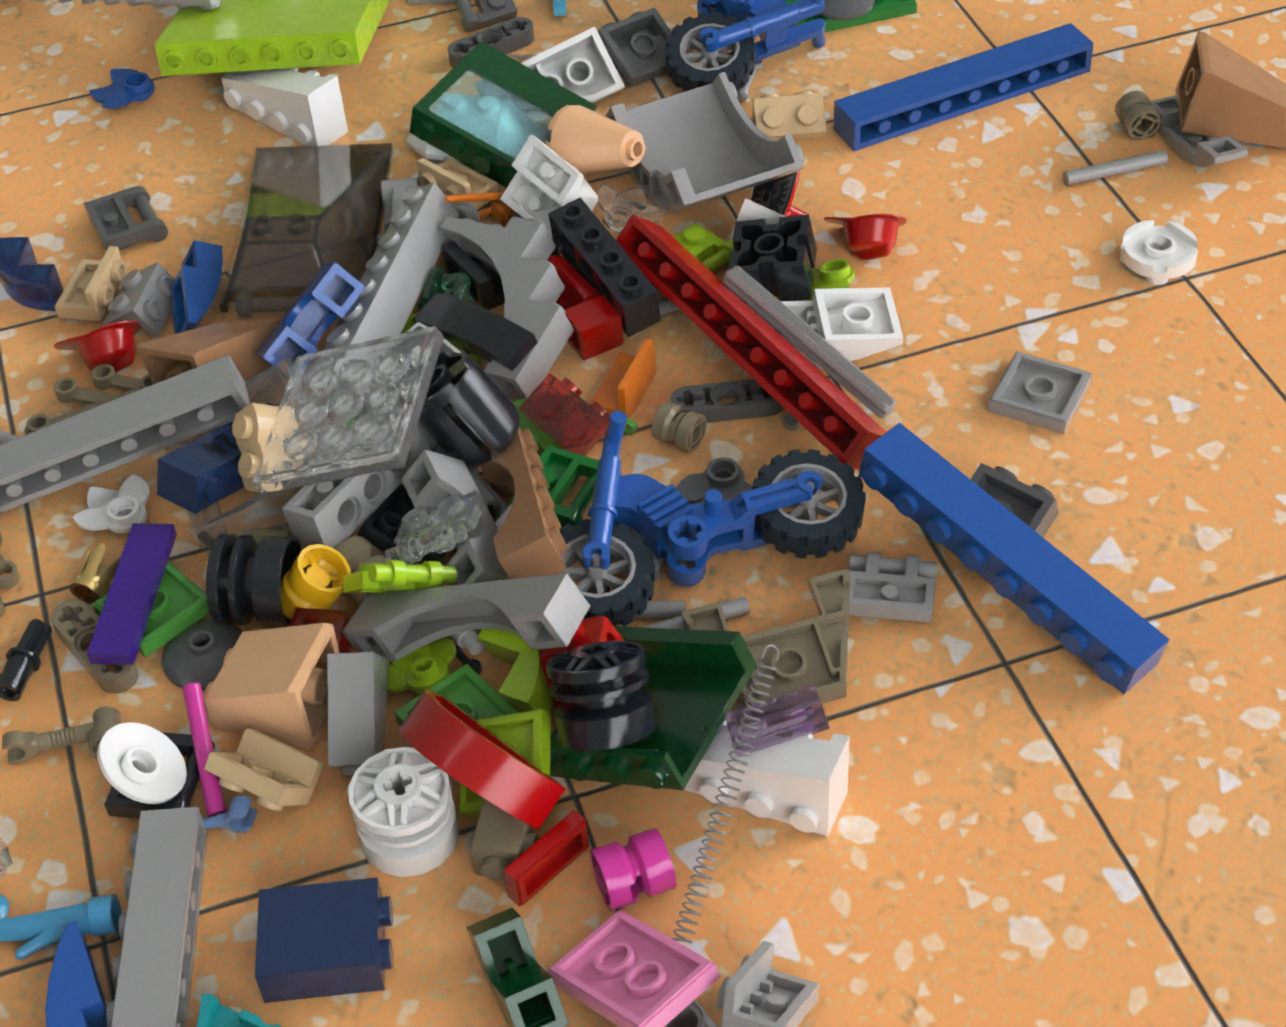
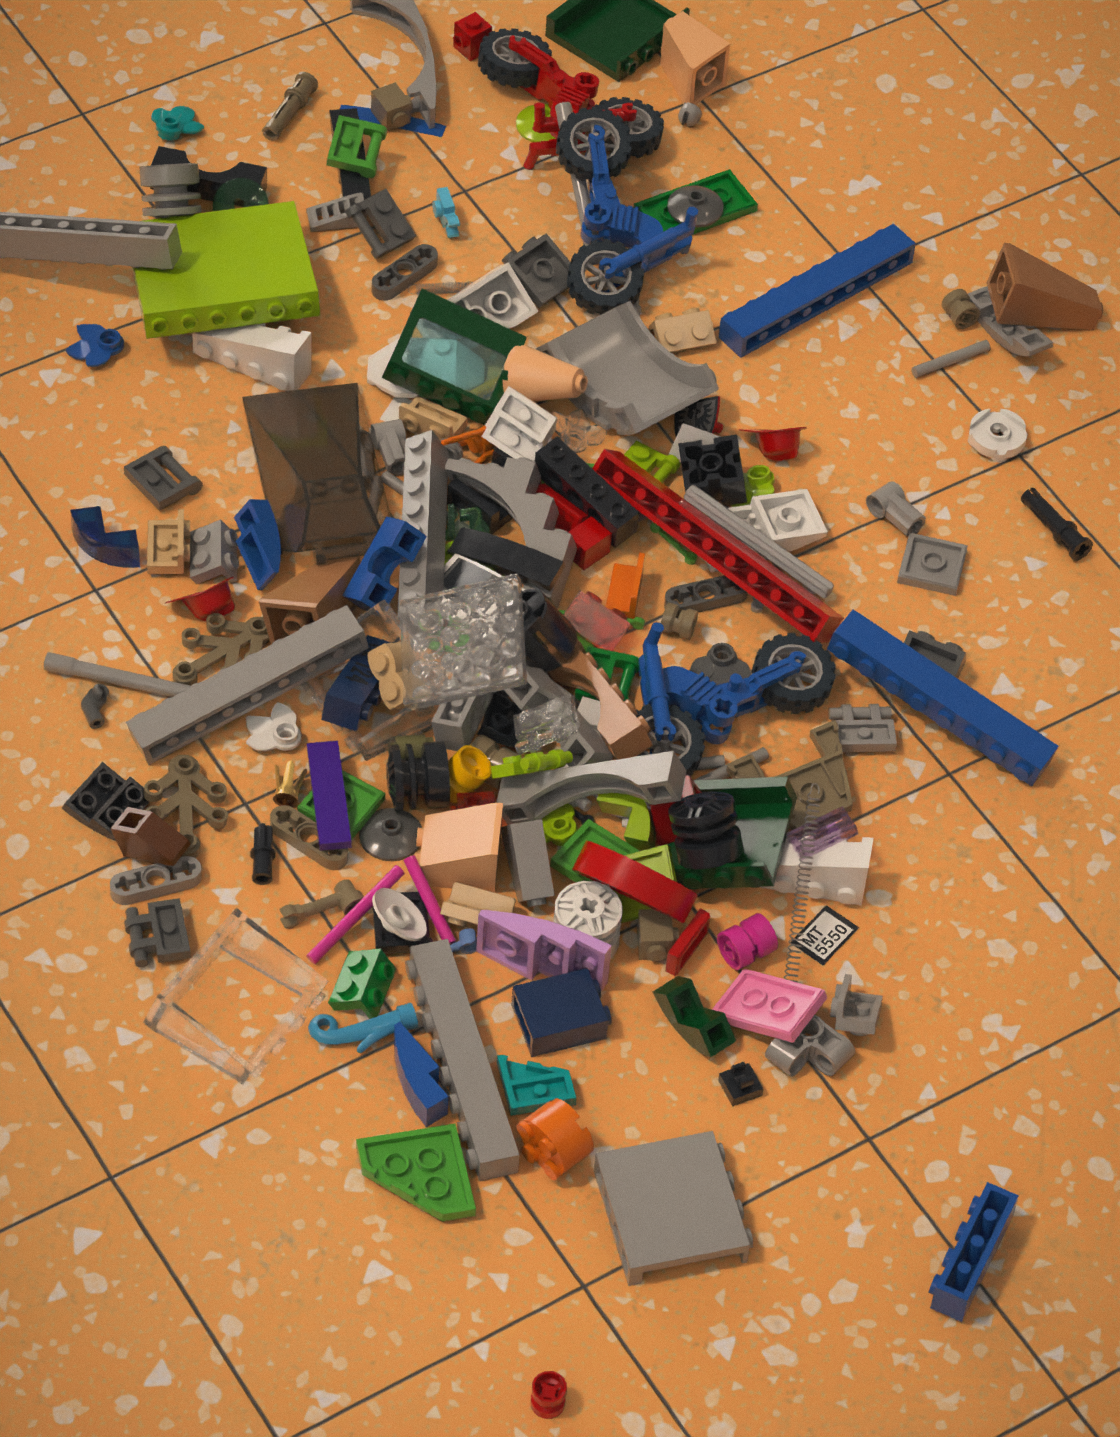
camera: 20 degrees left, 5 degrees up
(70, 855) = (363, 982): none -> green bracket
(86, 762) = (353, 916): none -> dark pink bar
(324, 837) = (541, 946): none -> lavender slope
(721, 357) = (690, 557): none -> bright green hinge
(760, 874) = (825, 935): none -> sticker
(1001, 317) = (892, 504): none -> light grey piece
(1227, 367) = (1063, 531): none -> black pin

